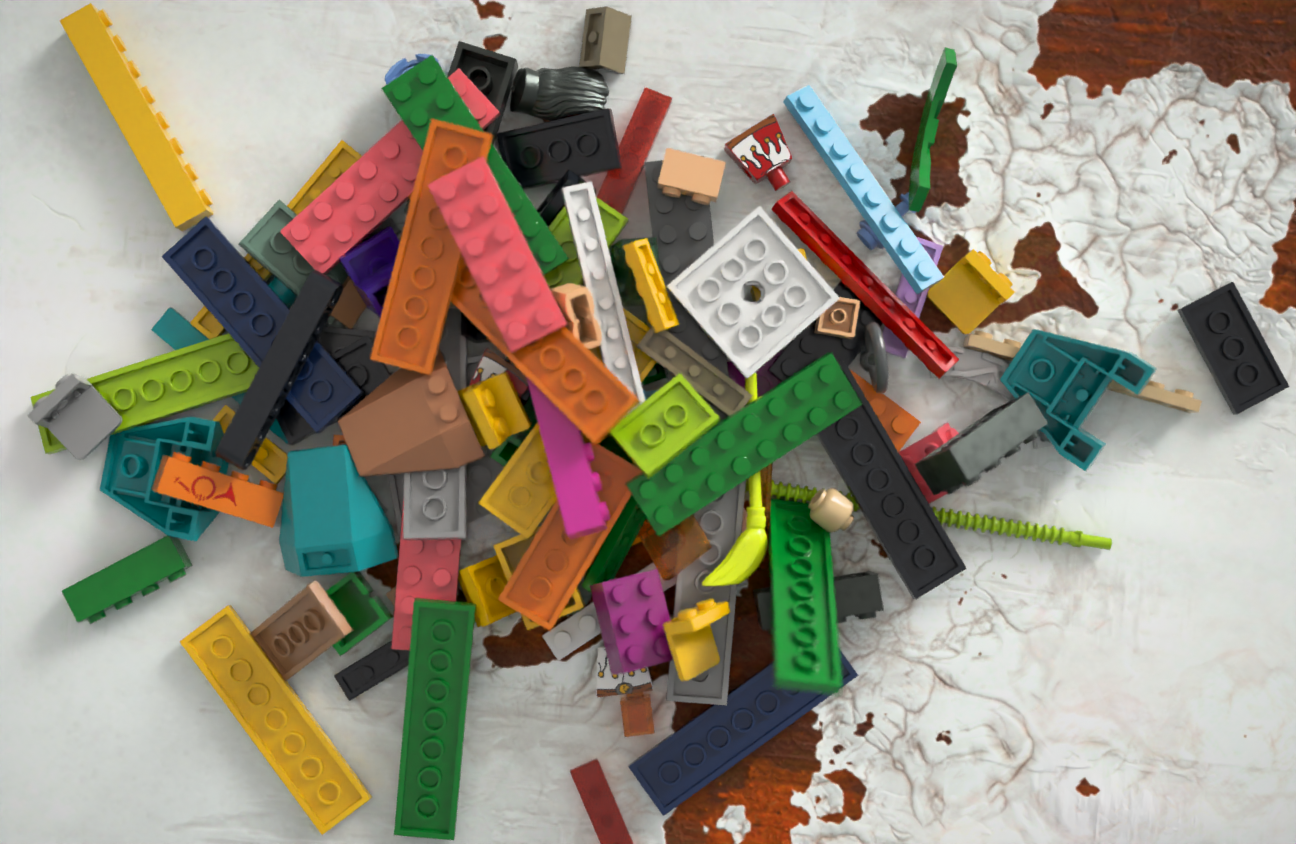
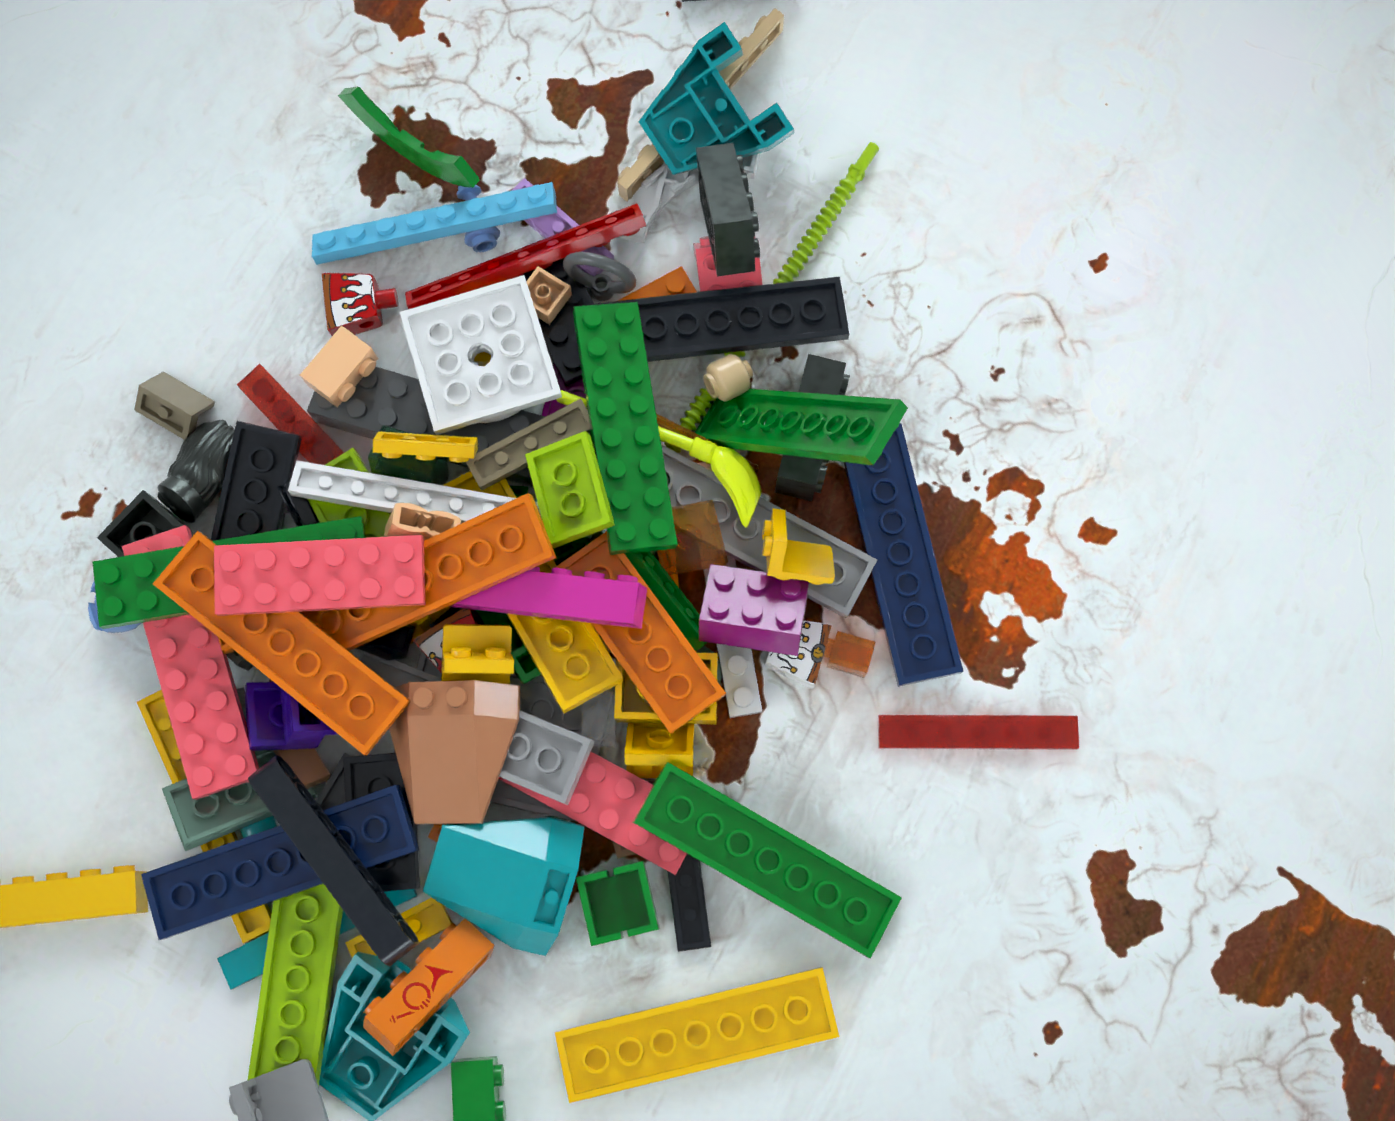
camera: 60 degrees left, 10 degrees down
(301, 630) = (613, 959): medium nougat plate -> none
(970, 291) = (578, 168): yellow bracket -> none

